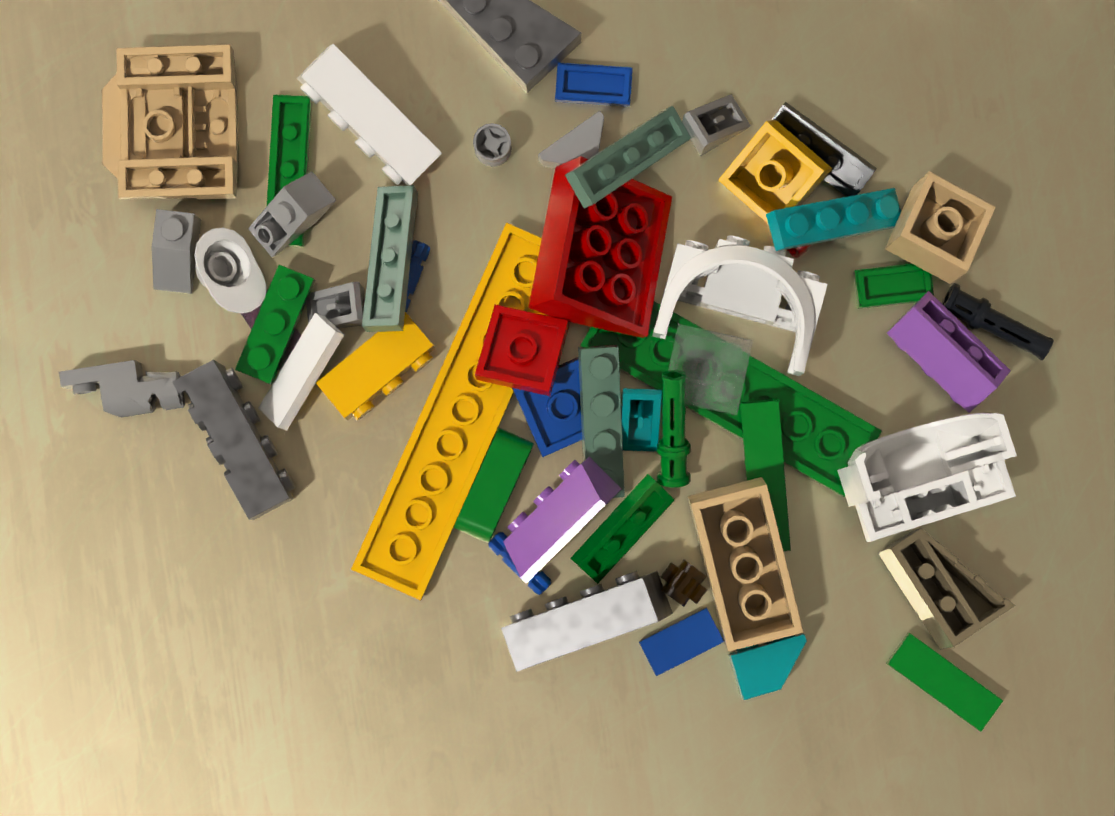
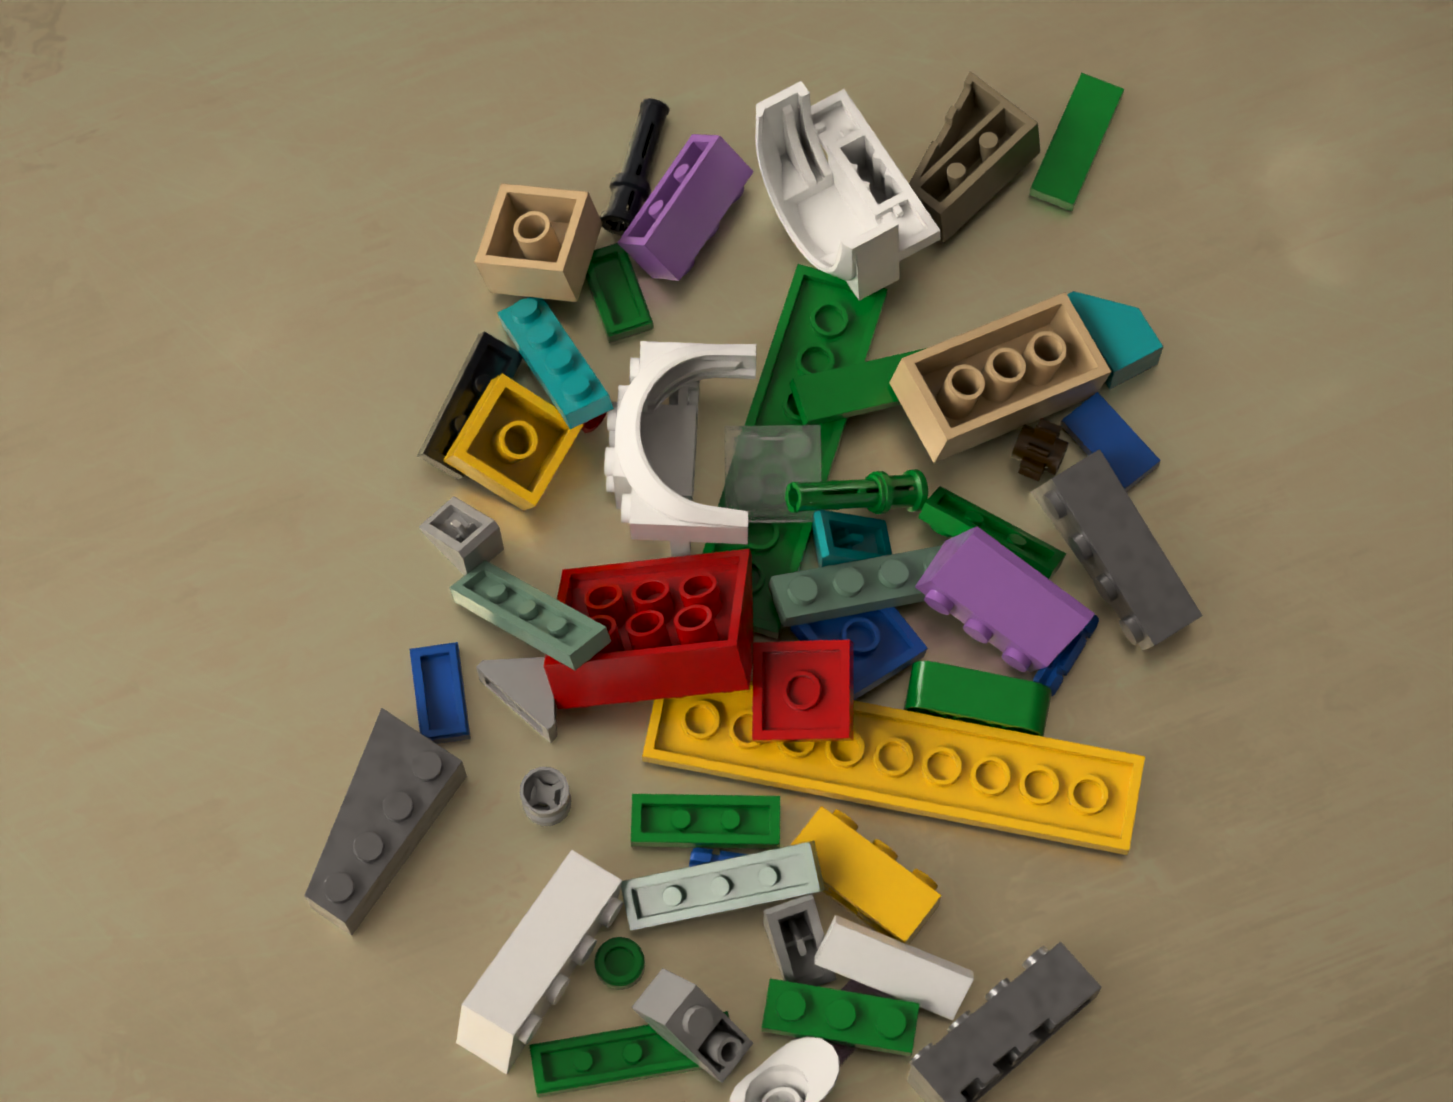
camera: 105 degrees left, 15 degrees down
(357, 175) = (619, 963): none -> green tile
(447, 260) = (705, 821): none -> green plate

